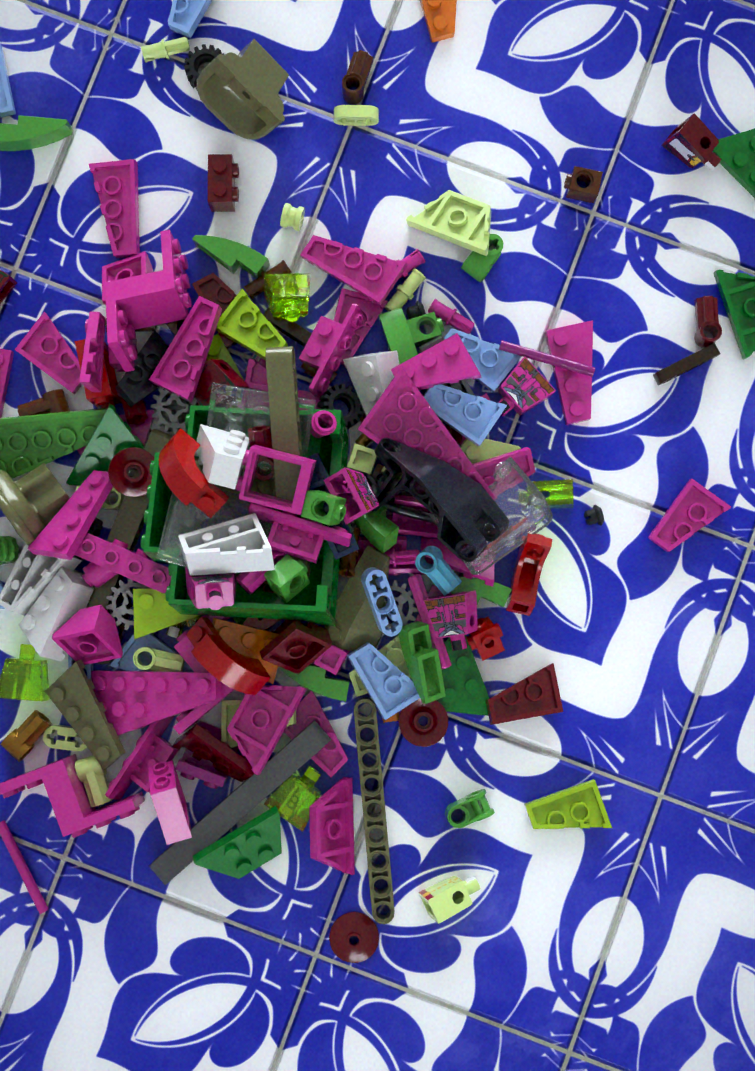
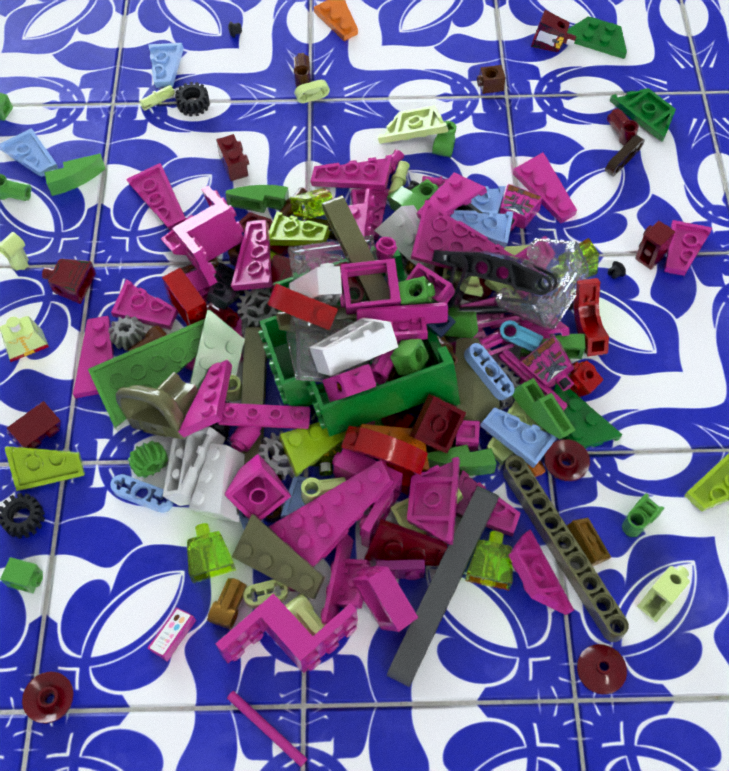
camera: 15 degrees left, 25 degrees down
(31, 387) = (126, 332): none -> light grey gear
(93, 353) = (181, 274): dark pink wing -> none
(127, 460) = (245, 347): dark red dish -> none
(244, 91) = (225, 98): olive piece -> none
(244, 847) = (468, 618): green wing -> none
(292, 217) = (294, 161): yellowish green wheel -> none
(402, 812) = (589, 541): none -> pearl gold slope
(527, 698) = (640, 412): dark red wing -> none
(547, 358) = (525, 181): magenta bar -> none
(650, 507) = (654, 244): none -> dark red brick

